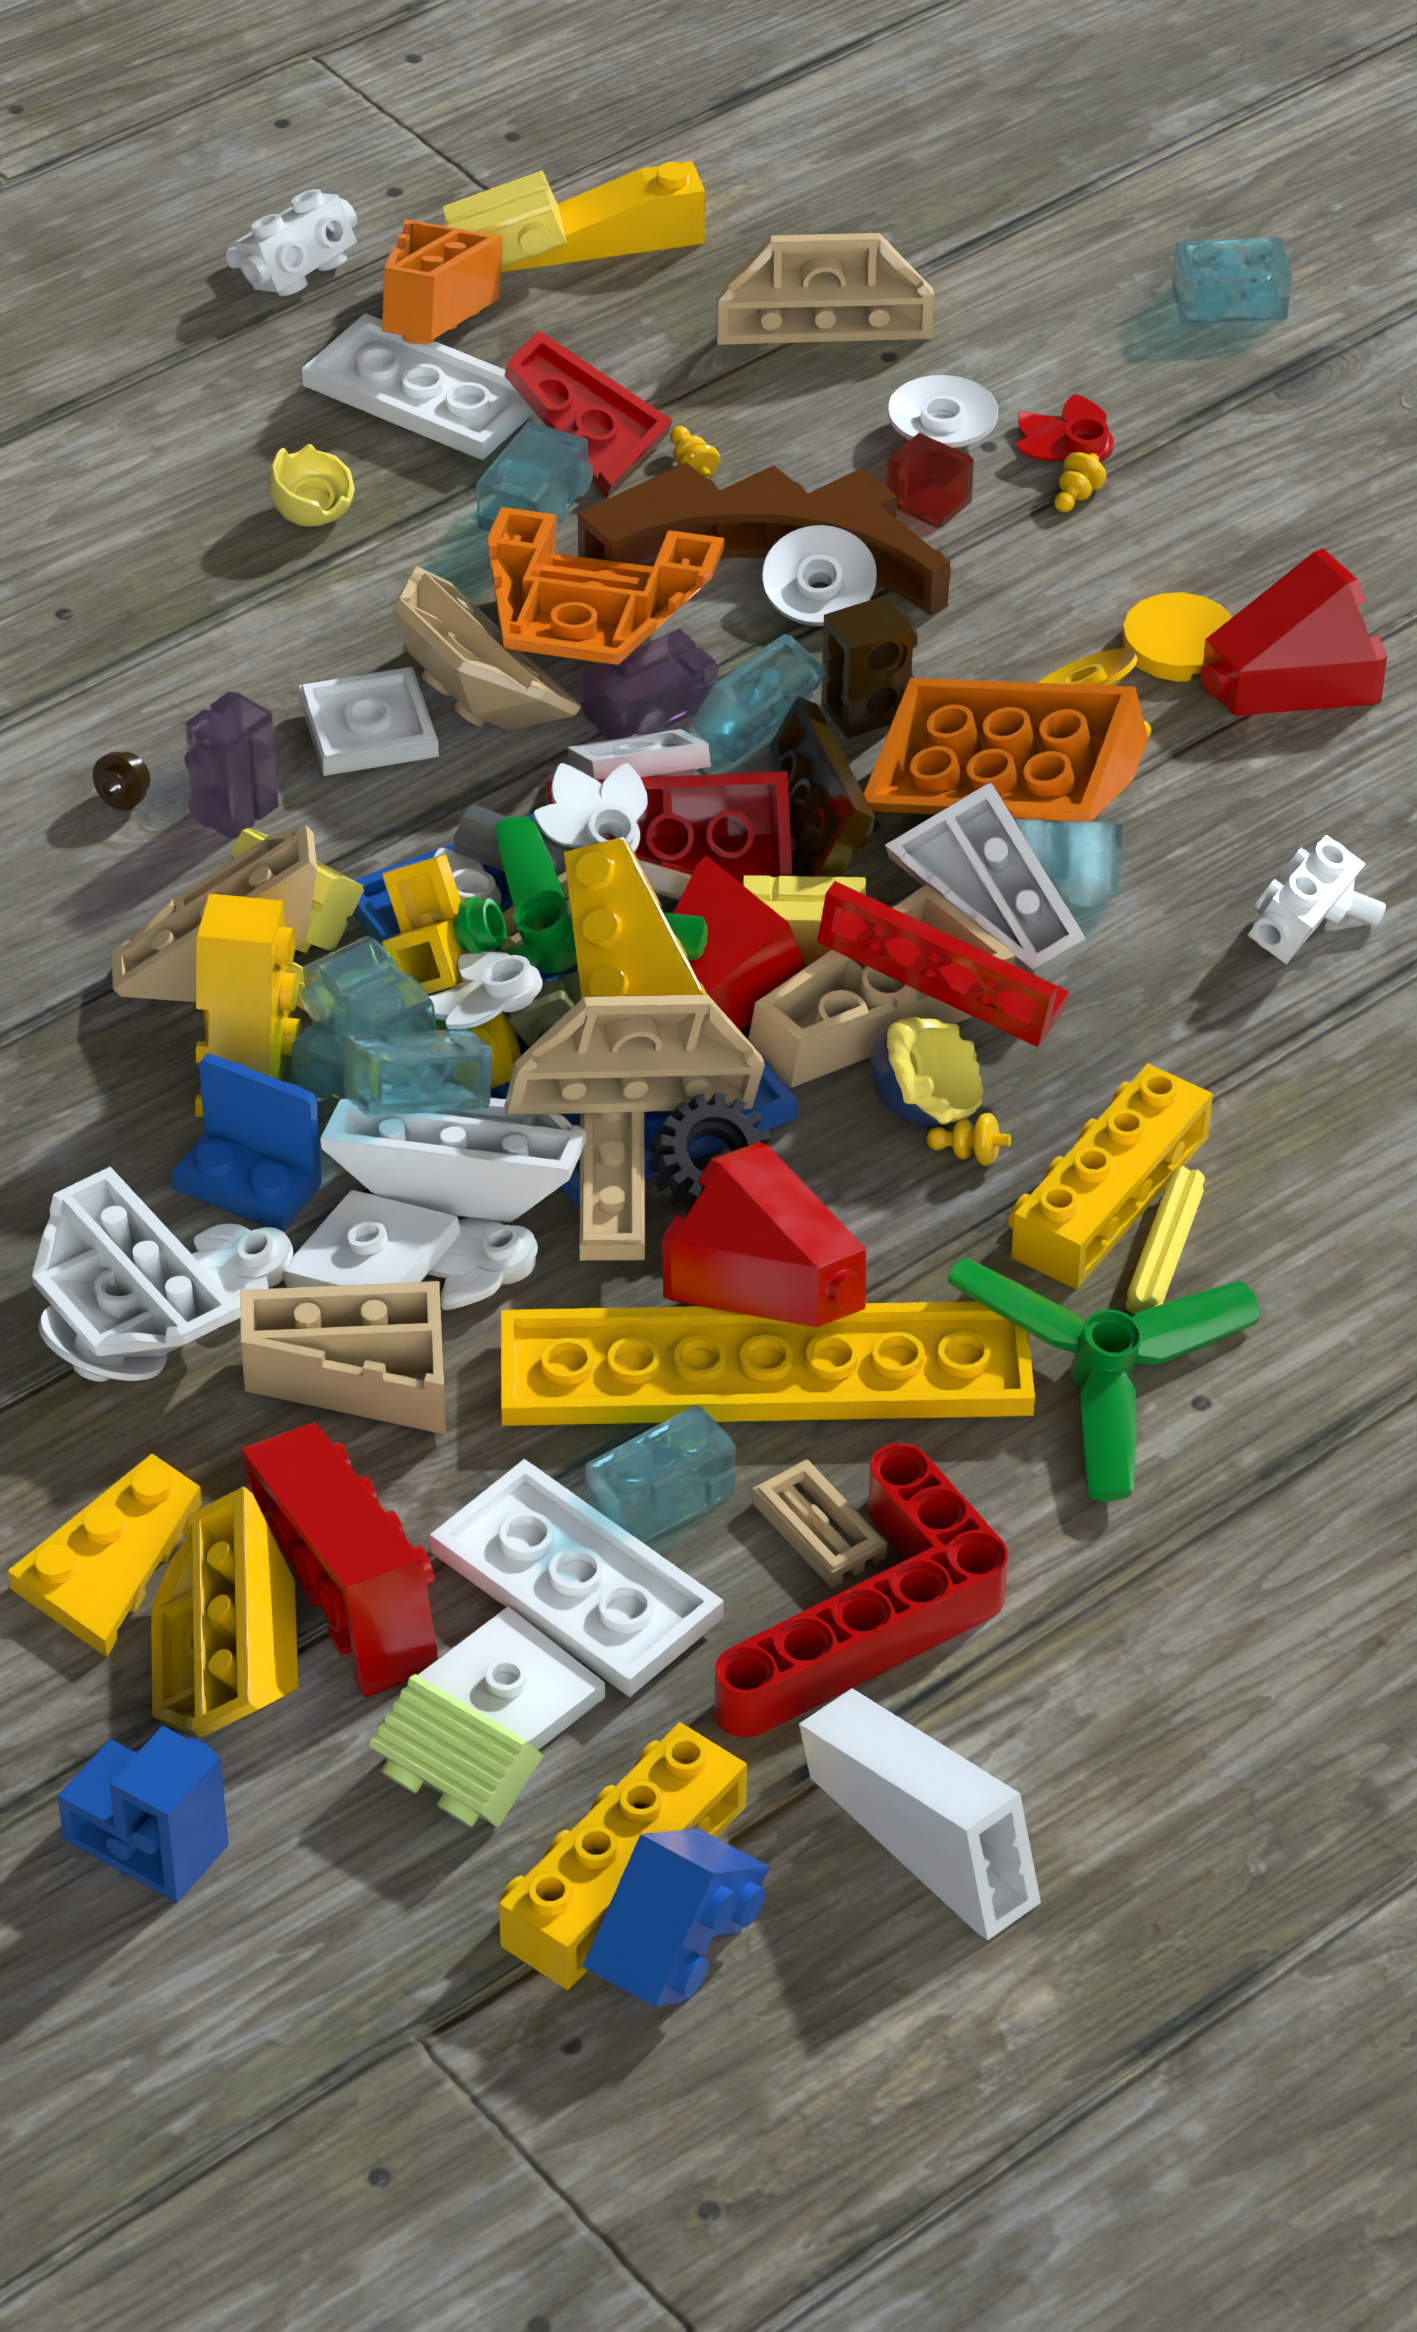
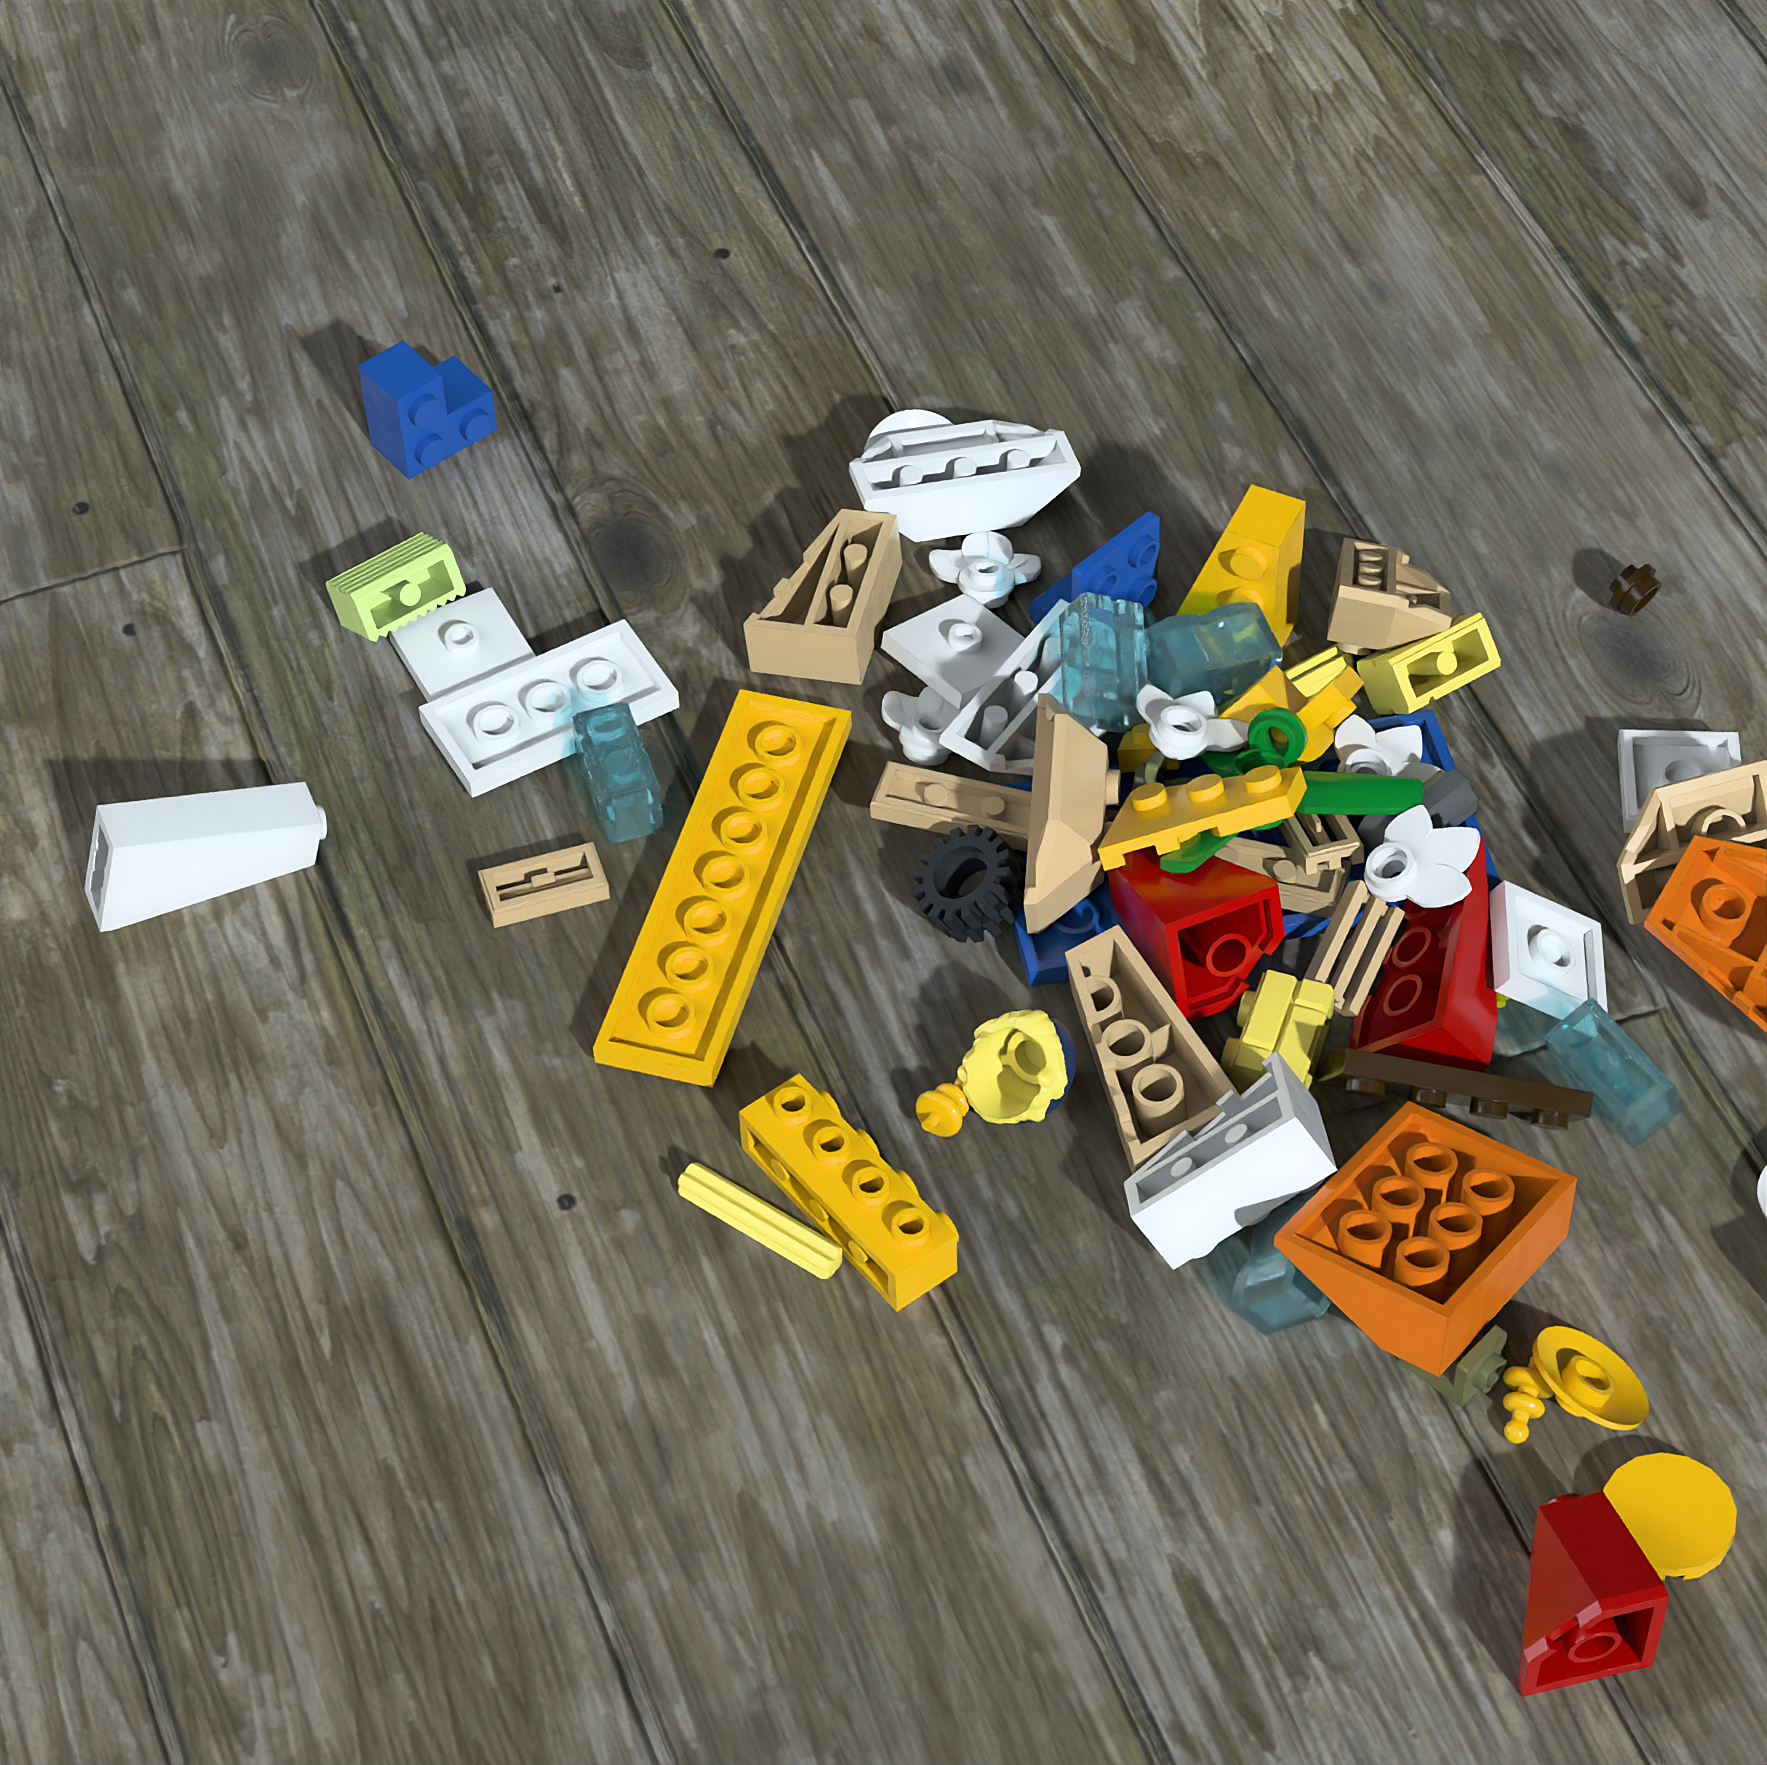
camera: 110 degrees right, 5 degrees up
(105, 1555) = (714, 449): yellow wing -> none
(223, 1621) = (566, 483): yellow wedge -> none
(231, 764) = (1602, 641): clear purple brick -> none
(346, 1554) = (625, 557): red wedge -> none
(562, 1901) = (261, 672): yellow brick -> none
(649, 687) = (1669, 1006): clear purple brick -> none
(667, 1910) = (180, 675): blue brick -> none
(763, 1246) = (819, 877): red slope -> none
(866, 664) = (1629, 1165): dark brown brick -> none
(940, 965) = (1116, 1071): red fence -> none
(943, 1588) = (451, 947): red beam -> none
(1106, 1352) = (660, 1088): green piece -> none
(1315, 889) = (1181, 1486): white brick -> none

